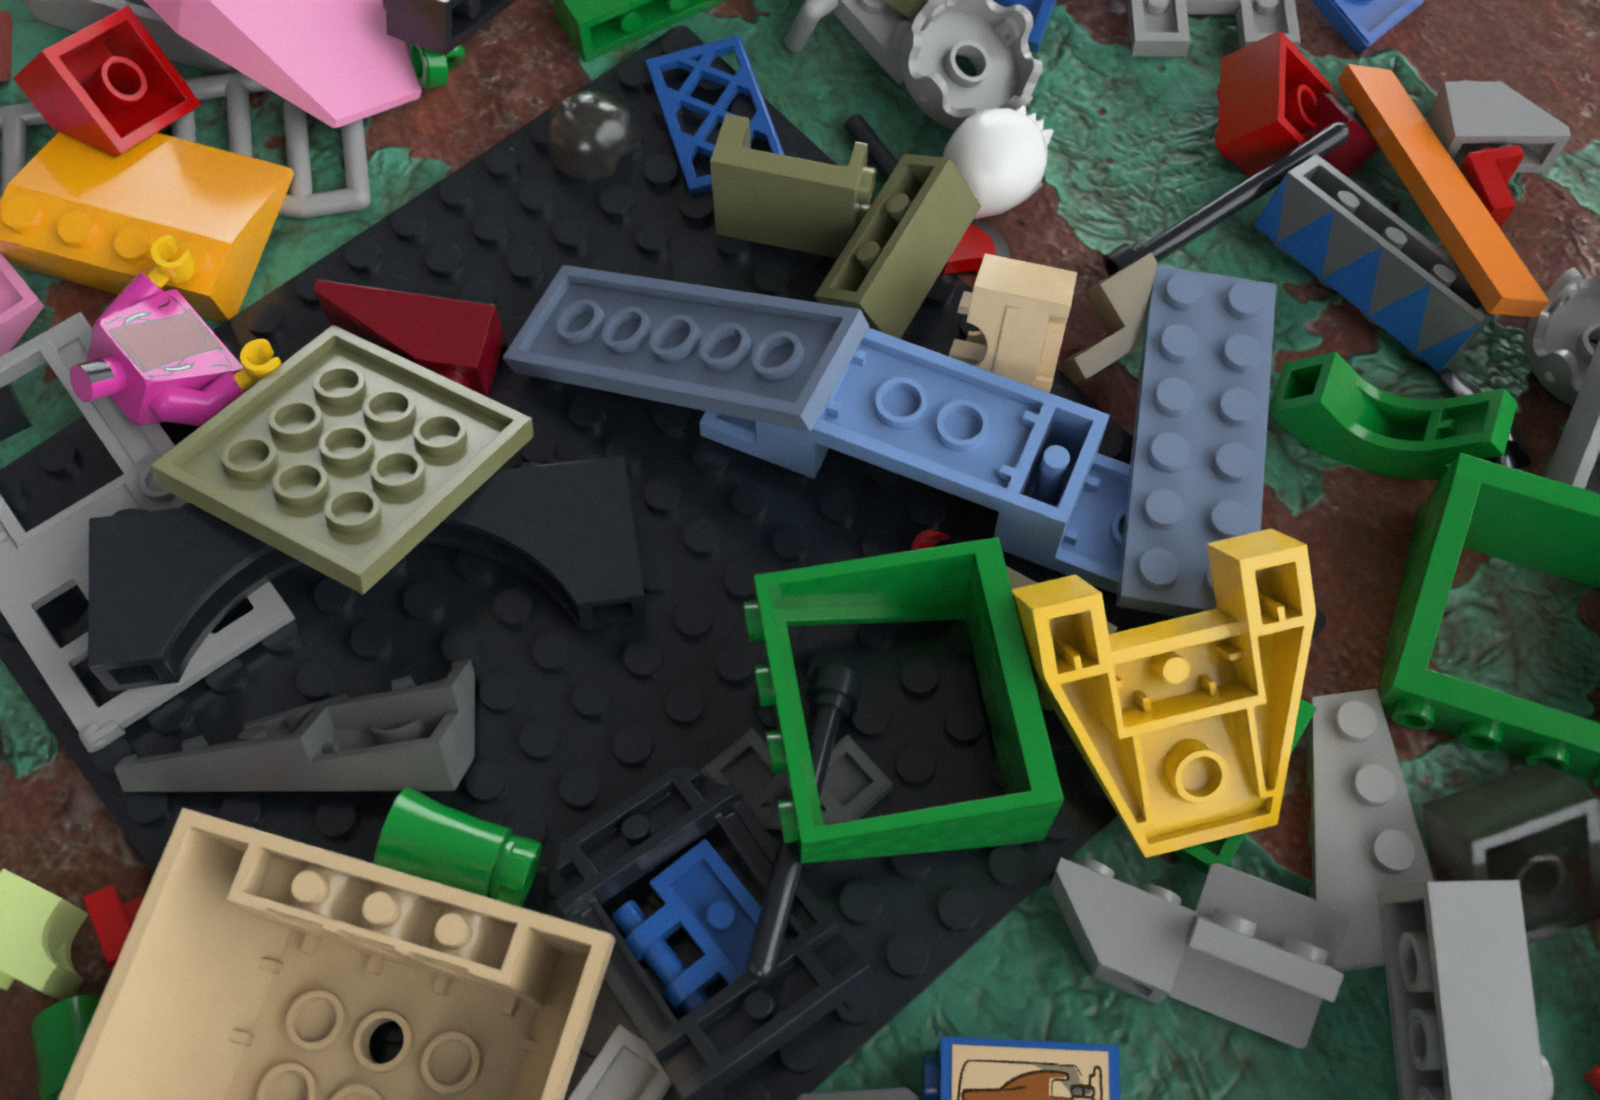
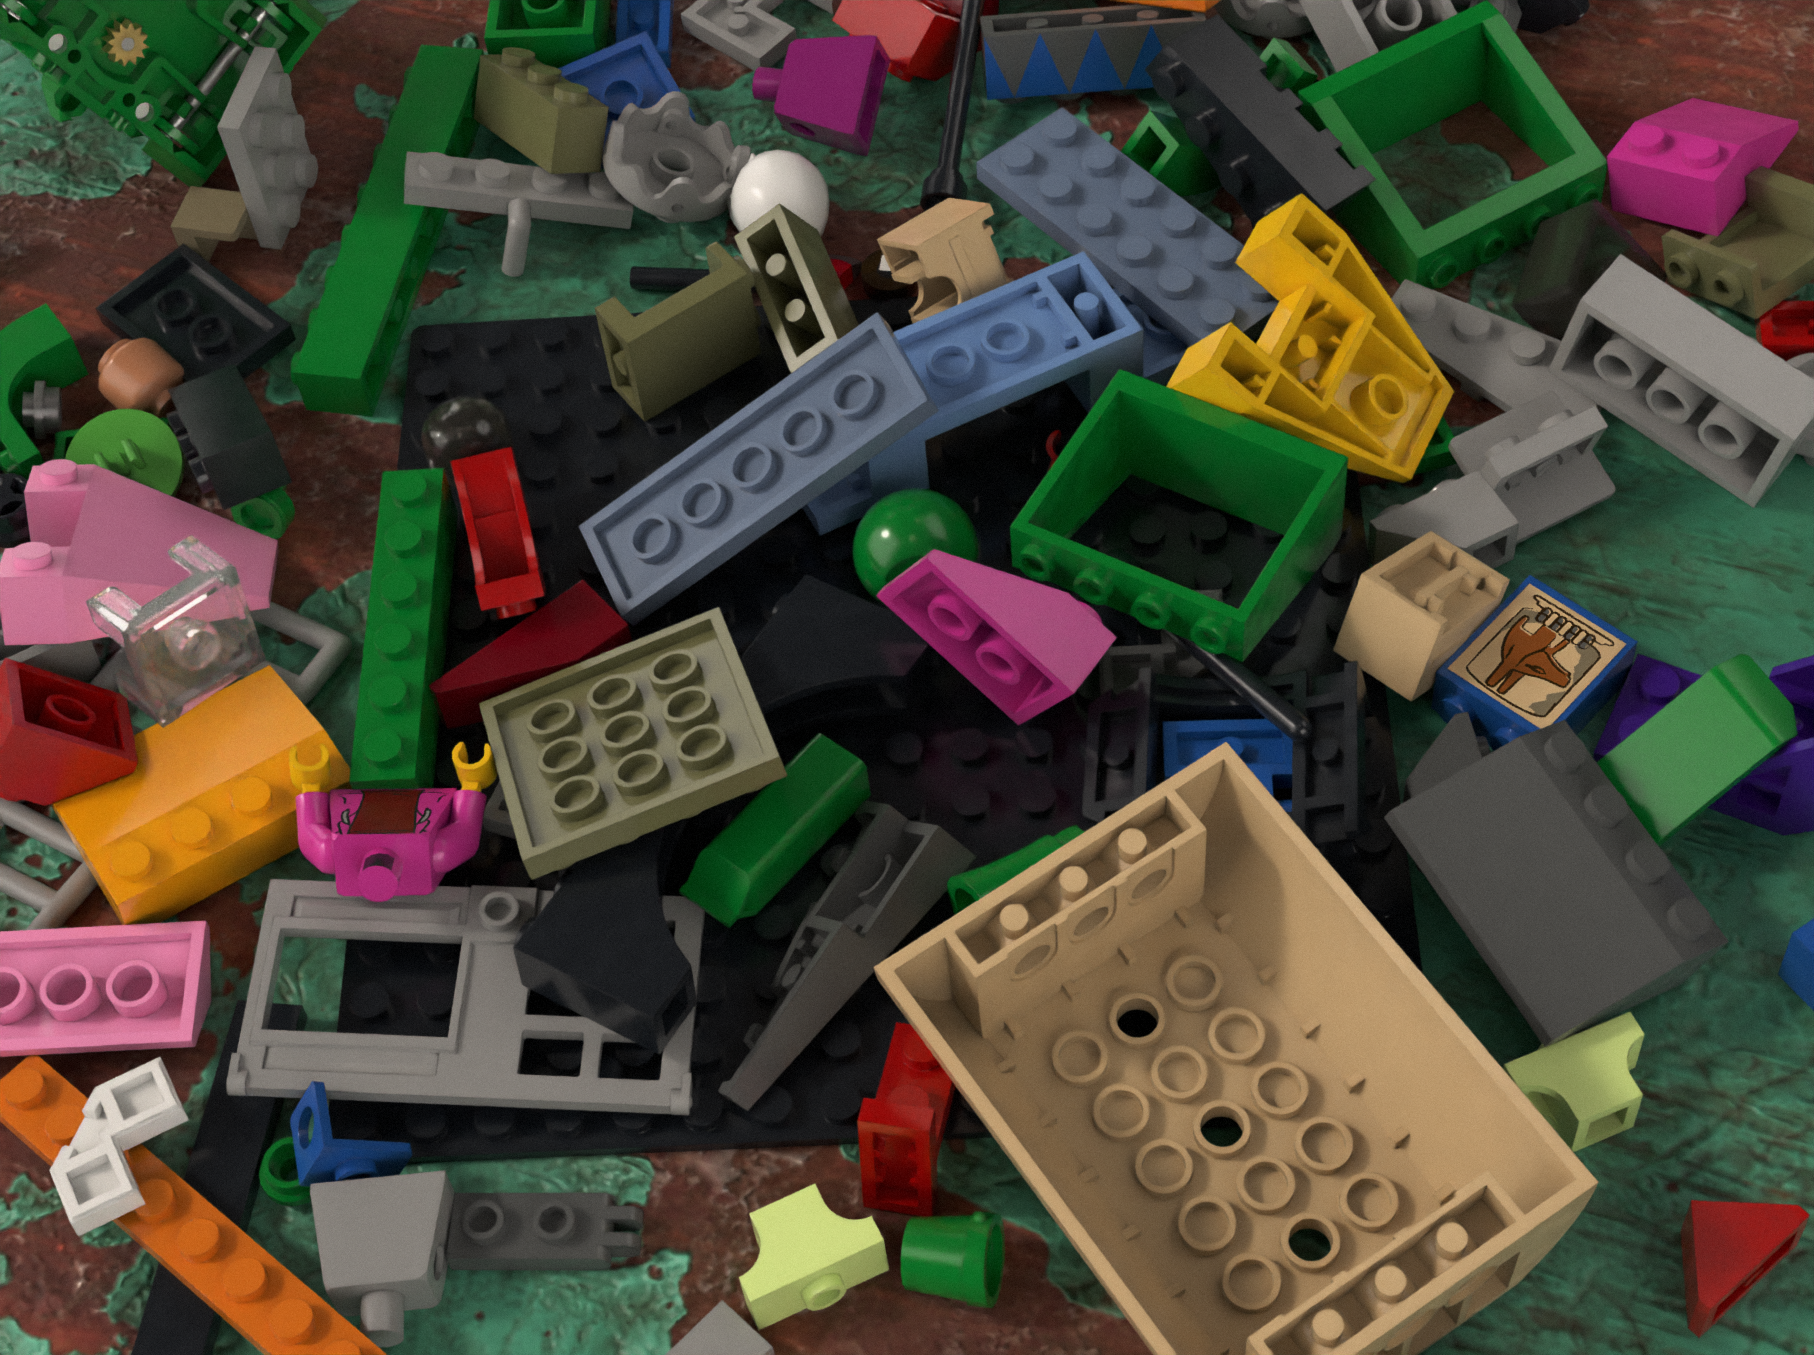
camera: 45 degrees left, 10 degrees down
(234, 97) = (184, 639): none -> clear panel
(363, 231) = (405, 632): none -> green brick
(385, 624) = (778, 832): none -> green piece
(485, 239) = (499, 532): none -> red arch
(667, 662) = (1000, 631): none -> dark pink slope
(698, 62) = (540, 390): blue window -> none
(726, 516) = (905, 529): none -> green brick
(990, 976) = (1417, 612): none -> tan piece
(1121, 308) = (977, 183): dark tan slope -> none
(1146, 109) = (828, 90): none -> magenta torso
(1386, 449) = (1249, 126): none -> black wedge

